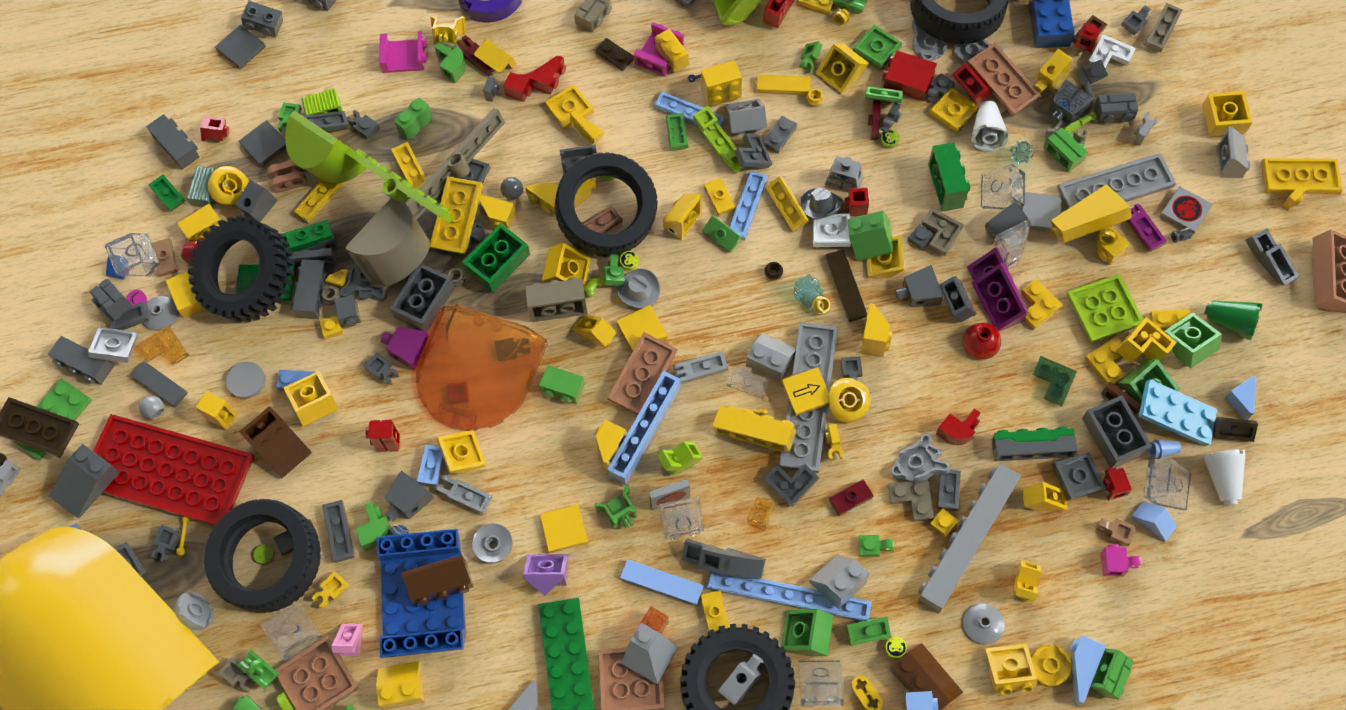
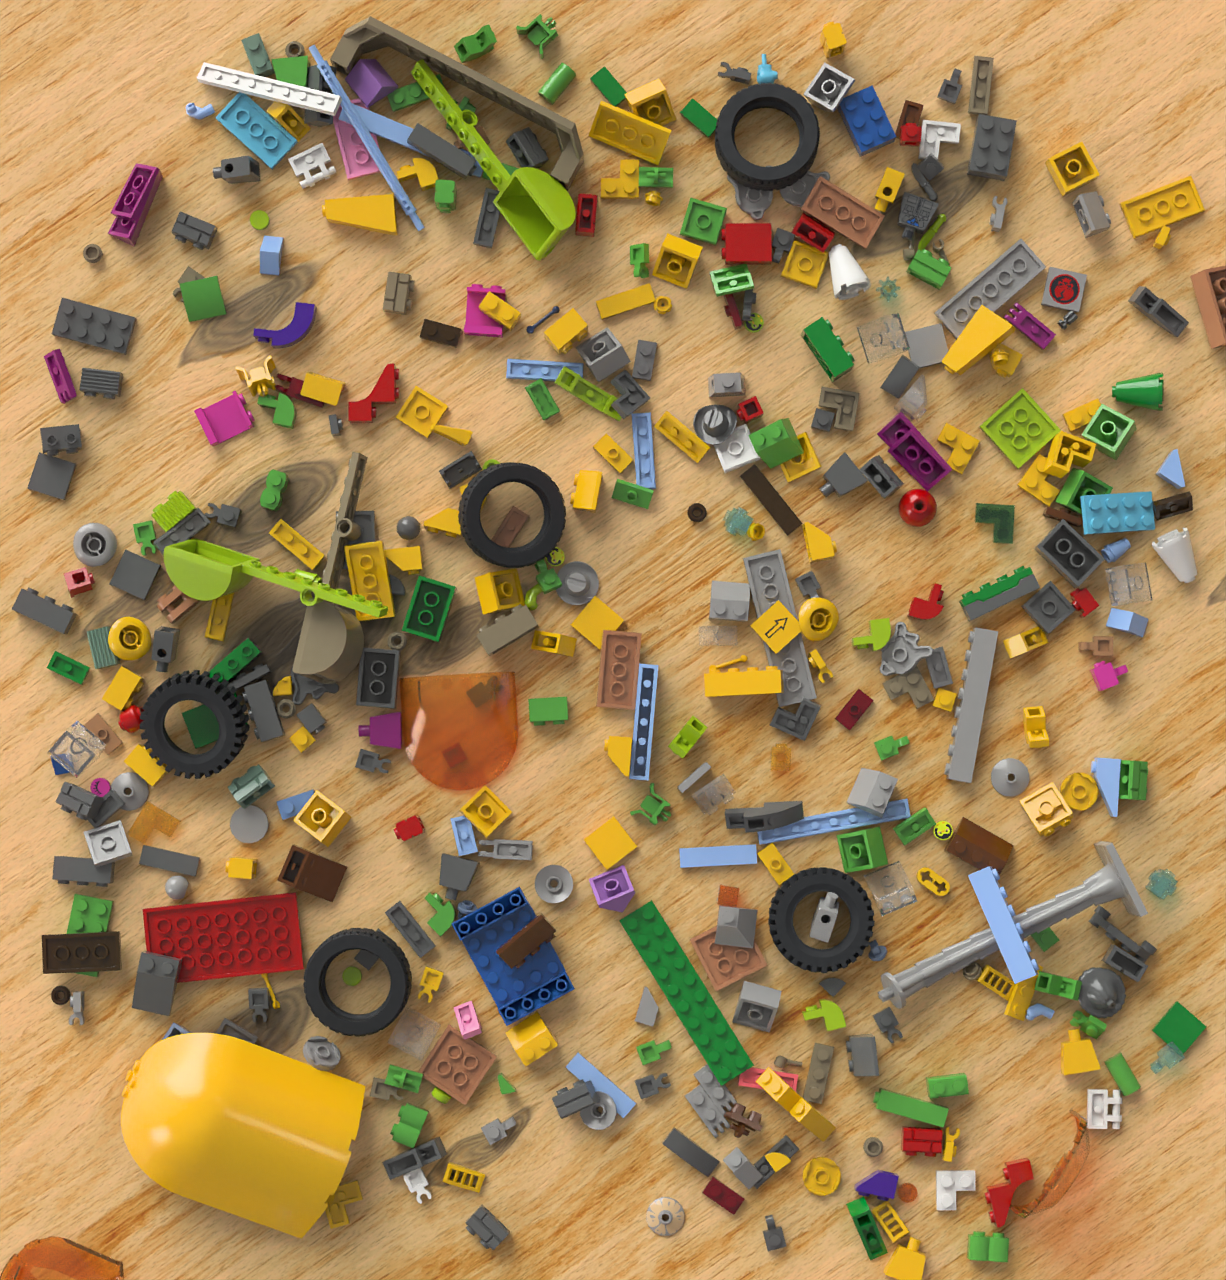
camera: 25 degrees left, 20 degrees up
(243, 105) = (94, 544): none -> light grey hat
(263, 346) = (251, 786): none -> sand green brick
(701, 367) = (669, 639): light grey hinge -> none
(898, 440) = (879, 635): none -> lime brick
(1116, 107) = (963, 201): dark grey brick -> none
(1157, 74) = (991, 147): none -> dark grey brick

